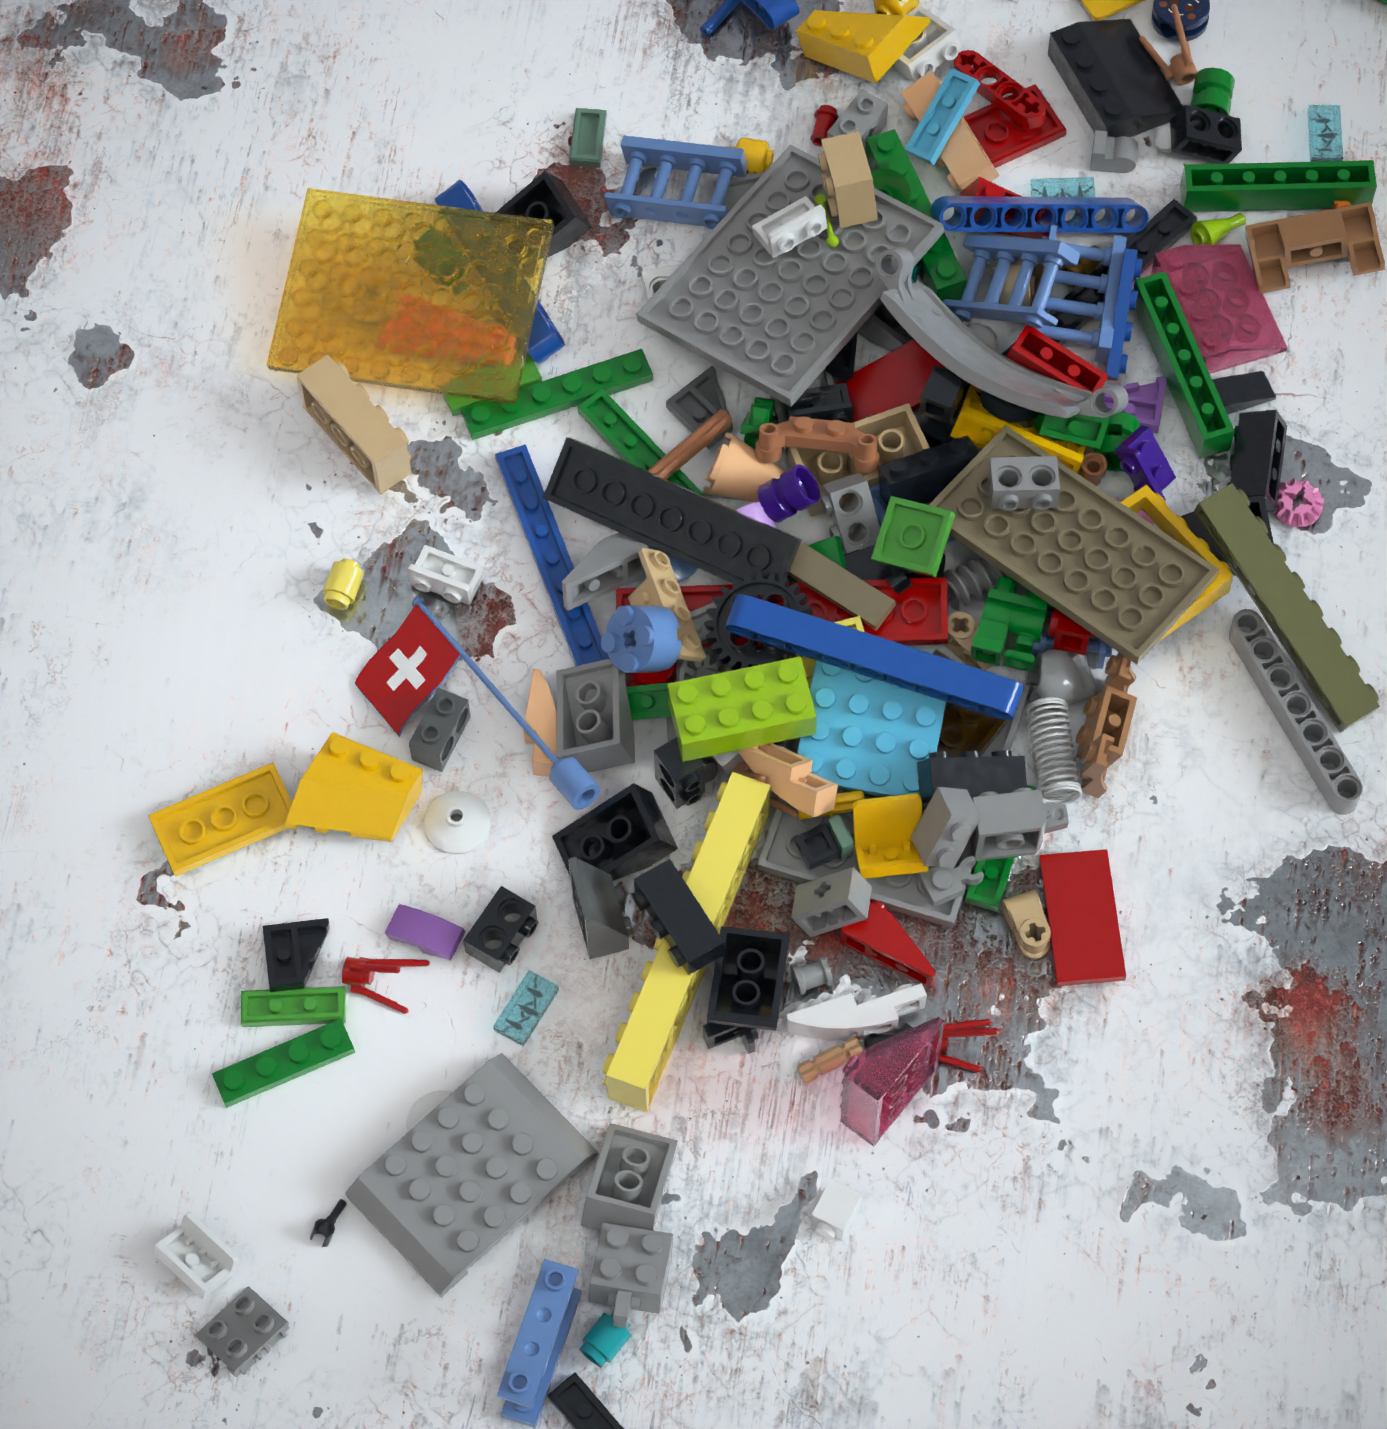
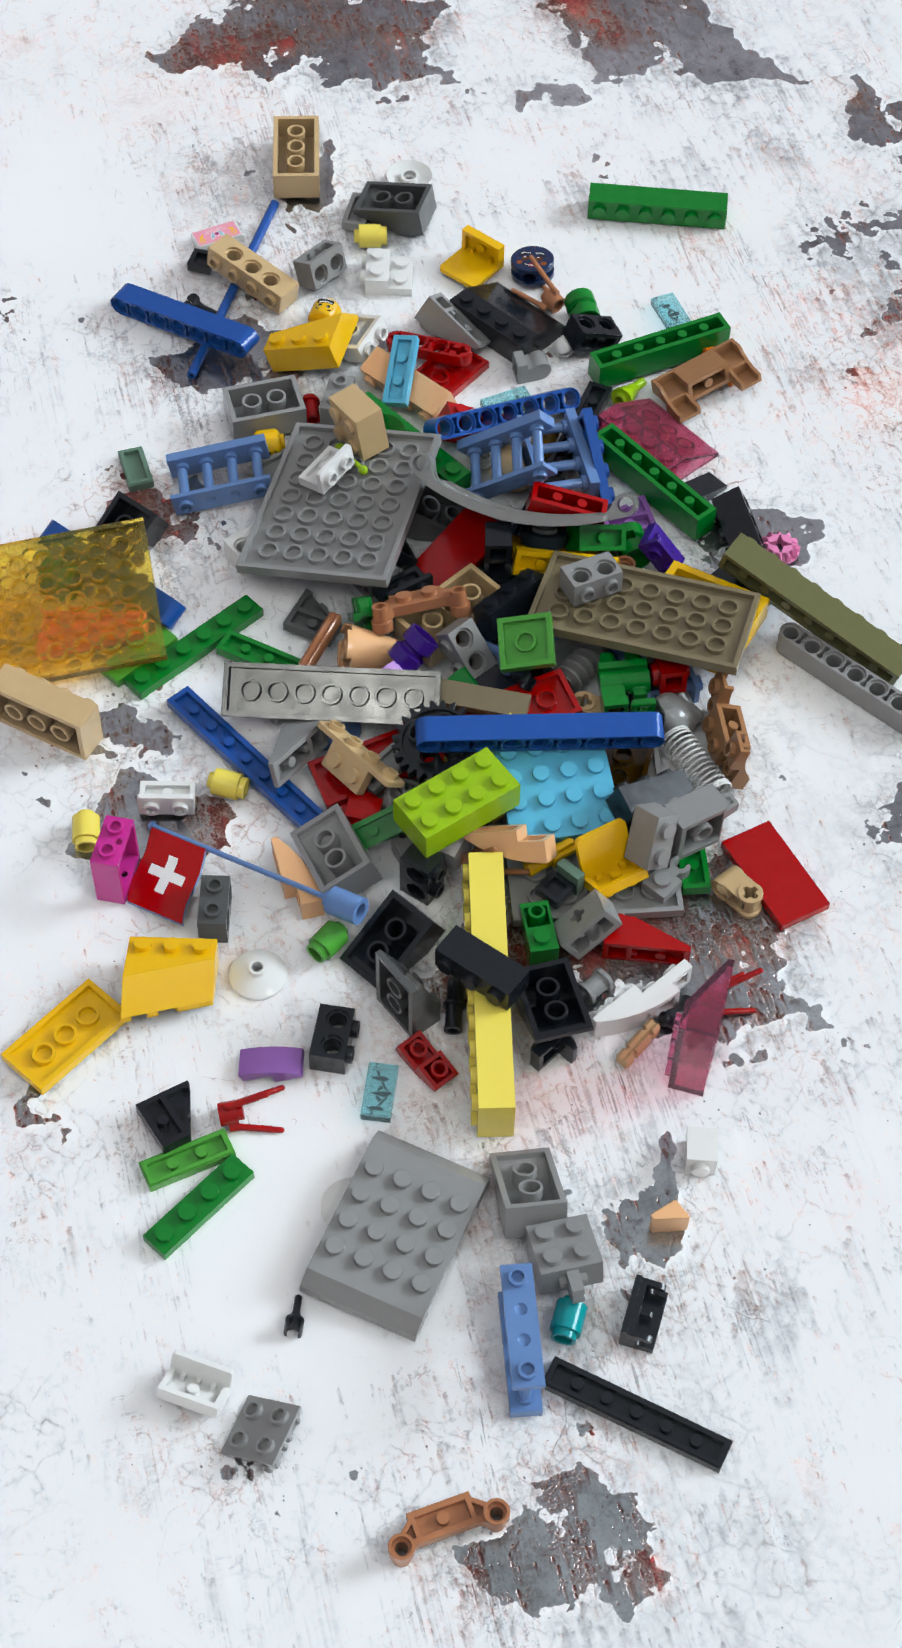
camera: 25 degrees left, 10 degrees down
(343, 640) = (112, 856): none -> dark pink window
(519, 583) = (228, 784): none -> light yellow brick
(545, 813) = (327, 941): none -> bright green brick
(591, 992) = (426, 1062): none -> red slope
(642, 639) = (352, 781): medium blue brick -> none
(643, 948) = (454, 1006): none -> black axle
(687, 1365) = (643, 1314): none -> black hinge
(764, 1271) = (669, 1218): none -> light nougat slope
(766, 108) = (264, 406): none -> light grey brick
(776, 892) = (538, 932): none -> green slope
(1039, 63) = (446, 321): none -> light grey slope

